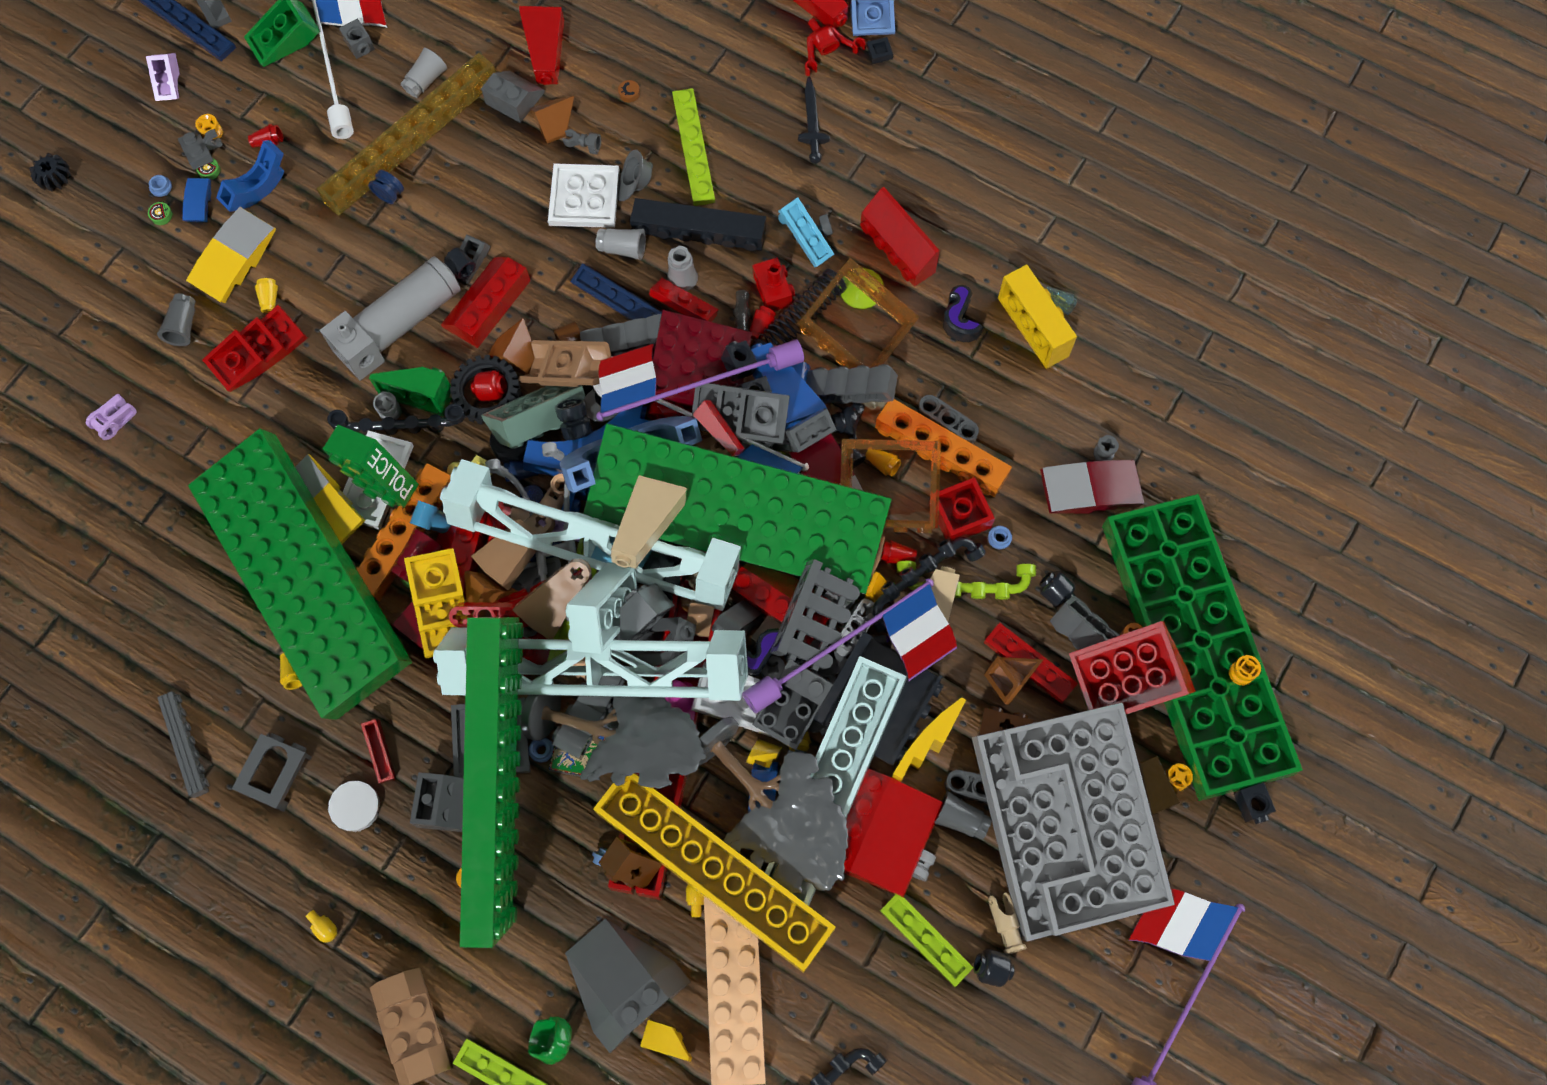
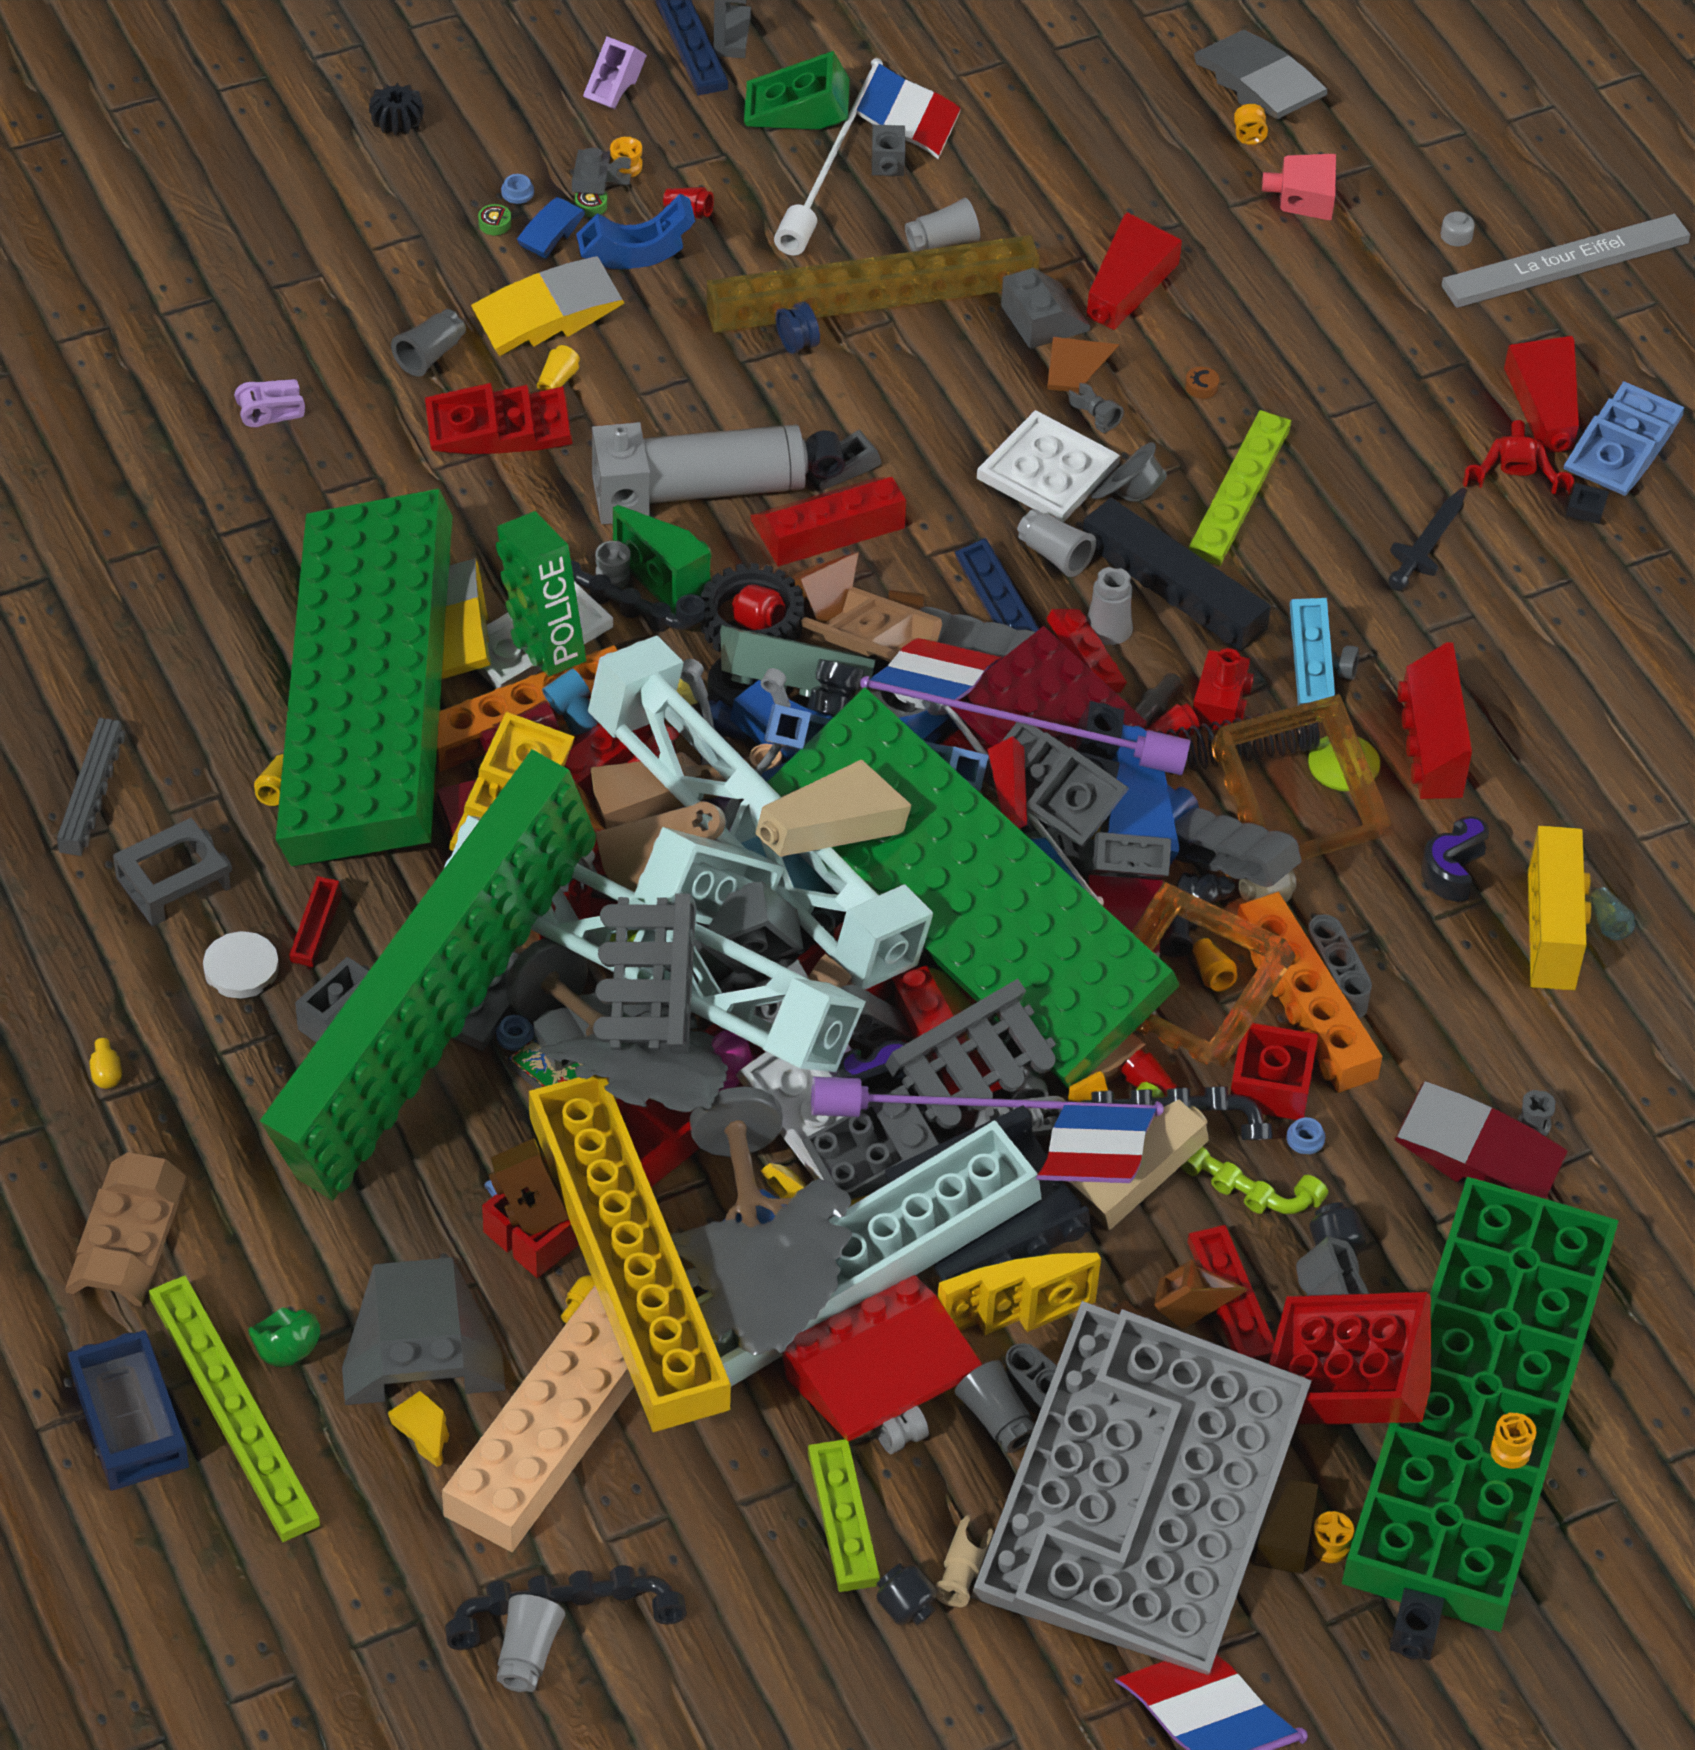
camera: 30 degrees right, 20 degrees down
(608, 684) = (656, 991): none -> dark grey fence

